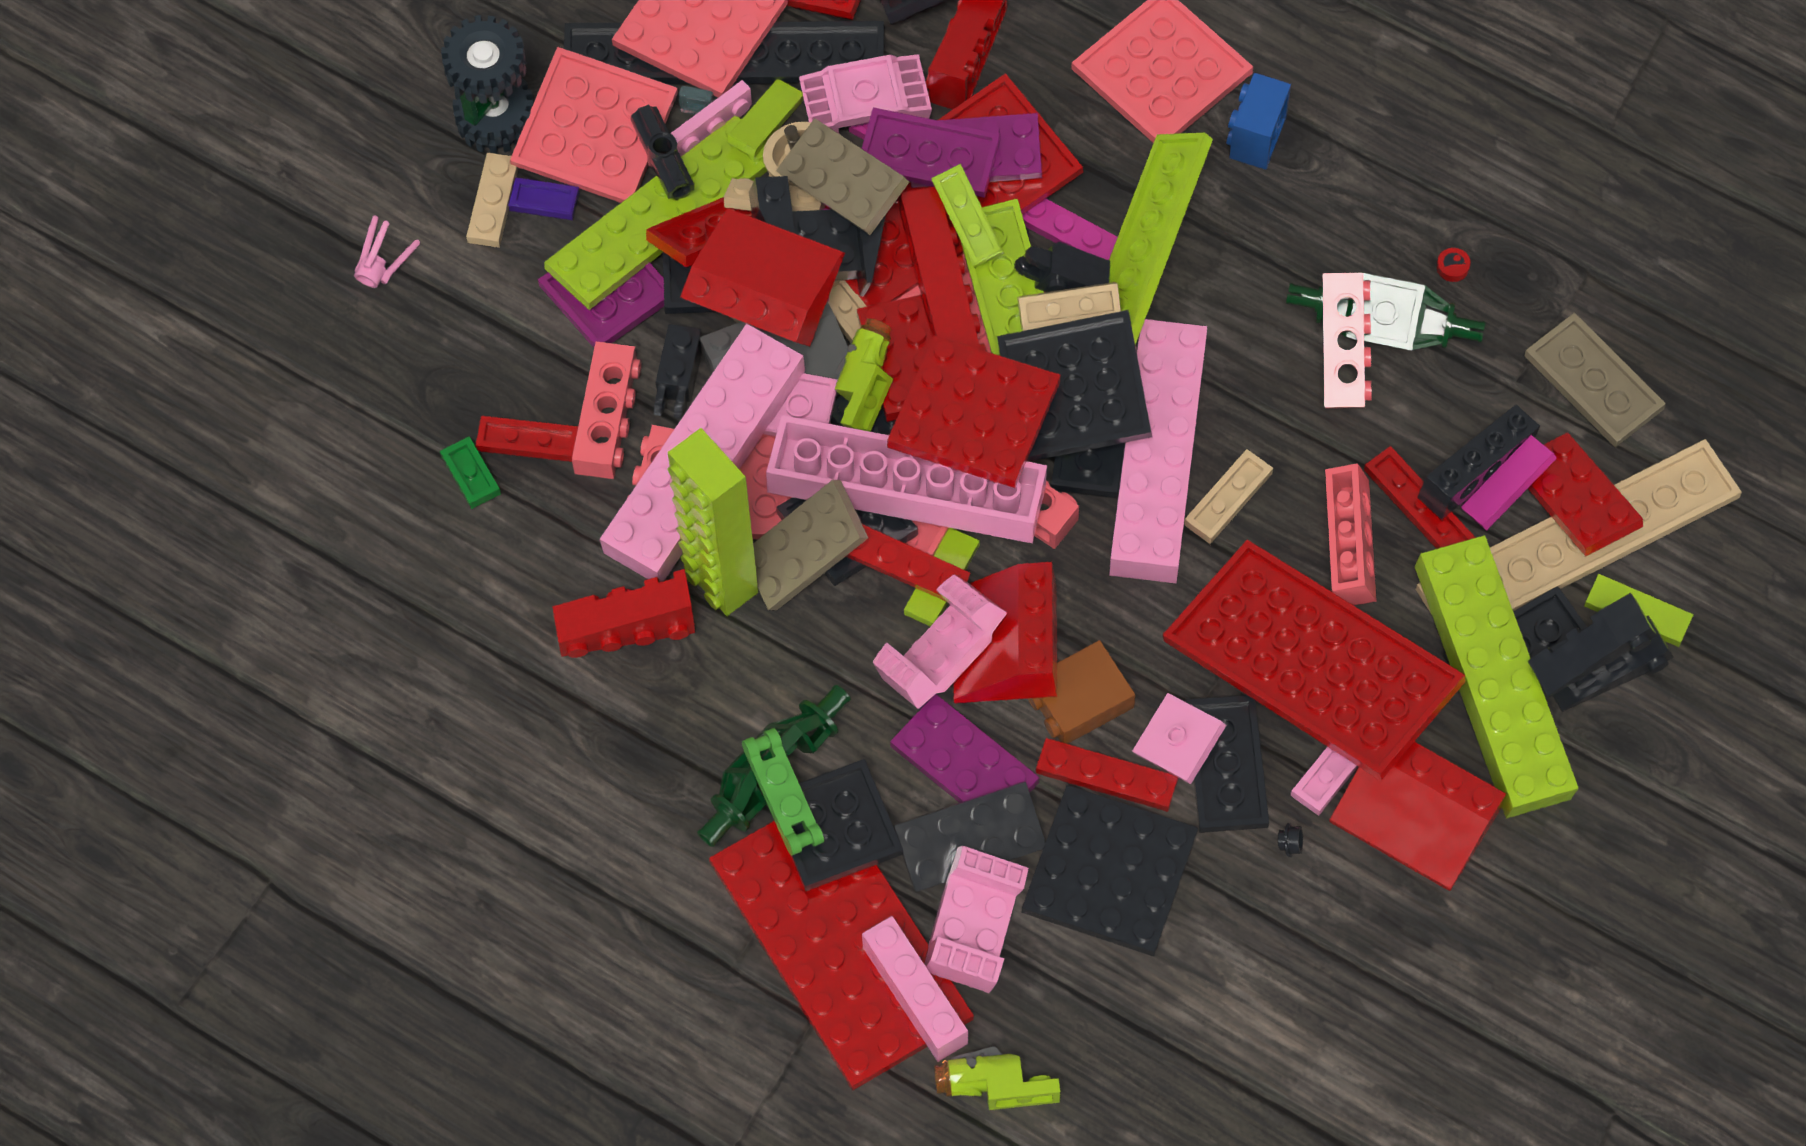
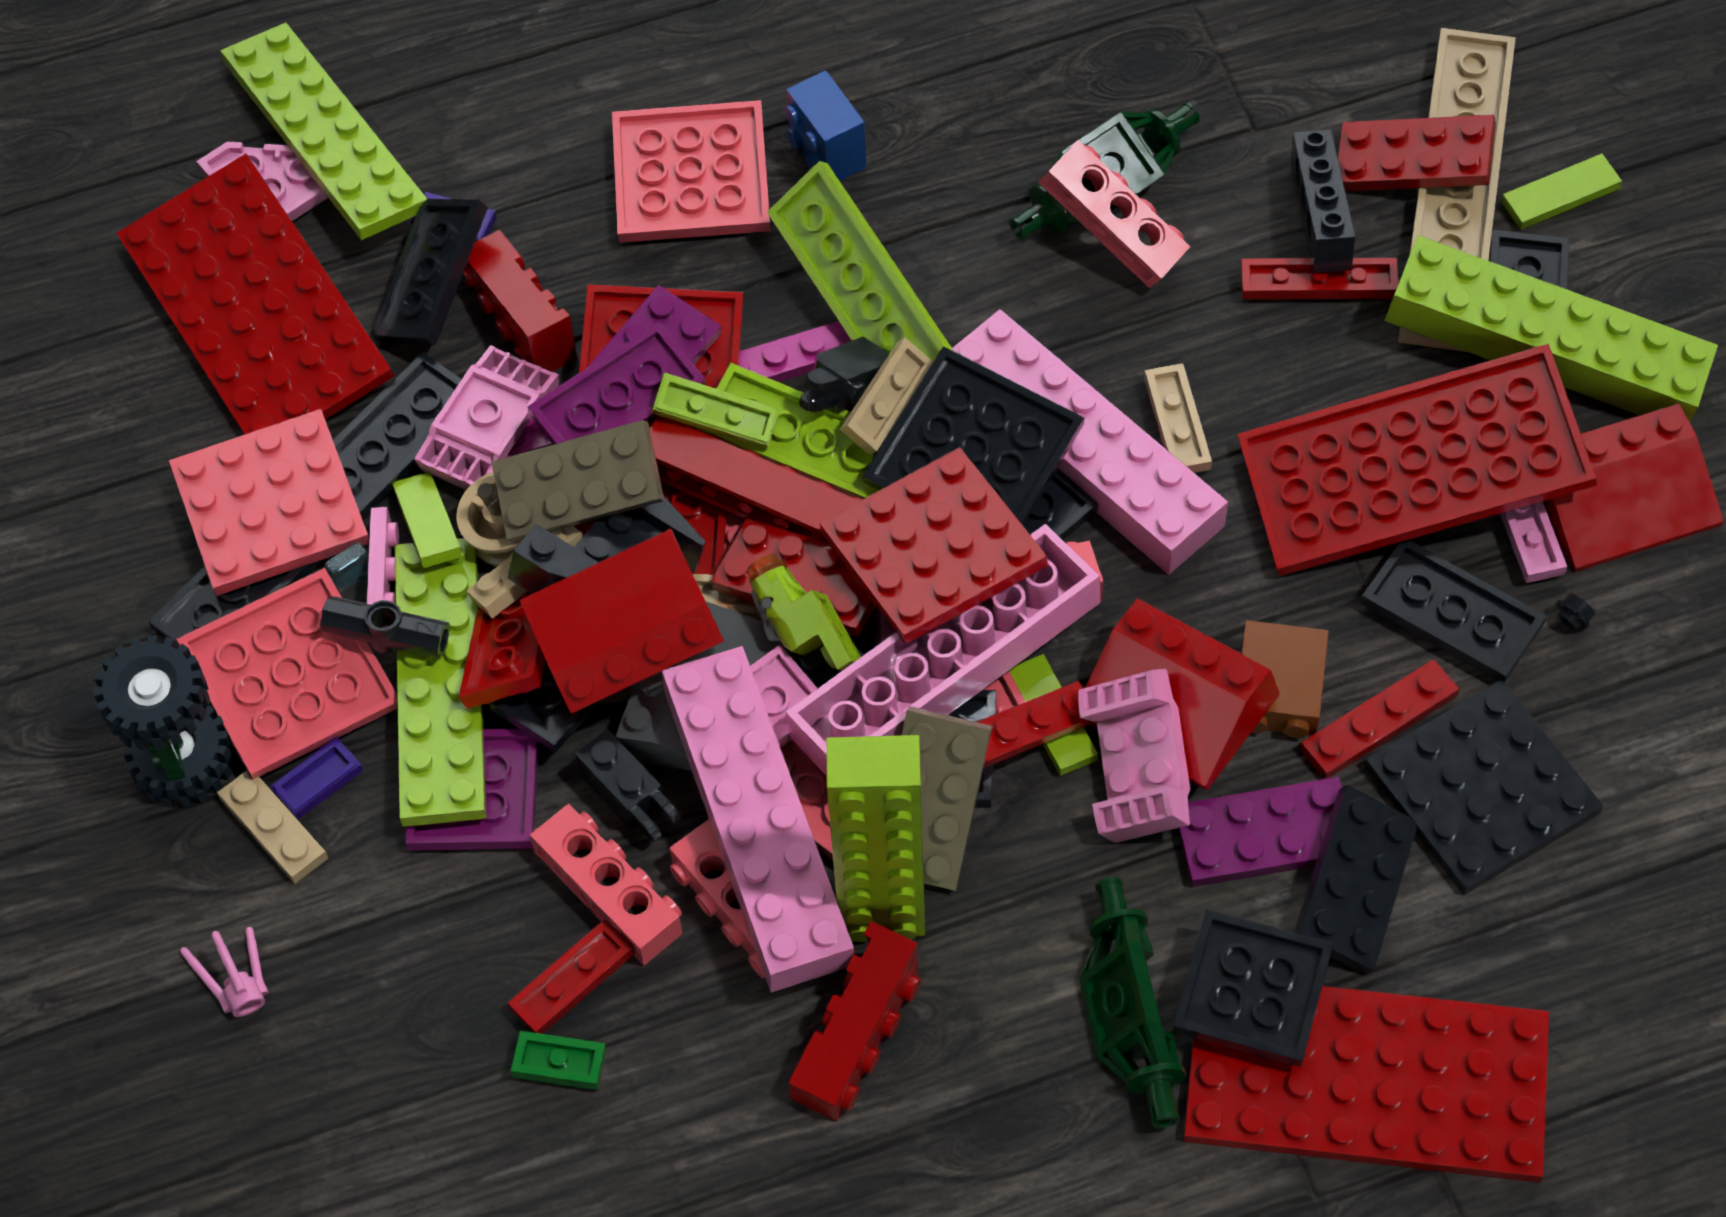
camera: 50 degrees left, 5 degrees down
(782, 792) = (1192, 1003): bright green plate -> none
(915, 988) = (1495, 1037): bright pink brick -> none
(974, 918) = (1449, 937): bright pink plate -> none
(998, 1076) = (1633, 1038): lime plate -> none
(1179, 738) = (1399, 628): bright pink plate -> none
(1350, 534) = (1307, 346): coral brick -> none
(1453, 264) = (1097, 93): red tile -> none
(1508, 482) = (1362, 191): dark pink tile -> none
(1595, 379) = (1309, 68): dark tan plate -> none
(1603, 655) = (1611, 222): black wedge -> none

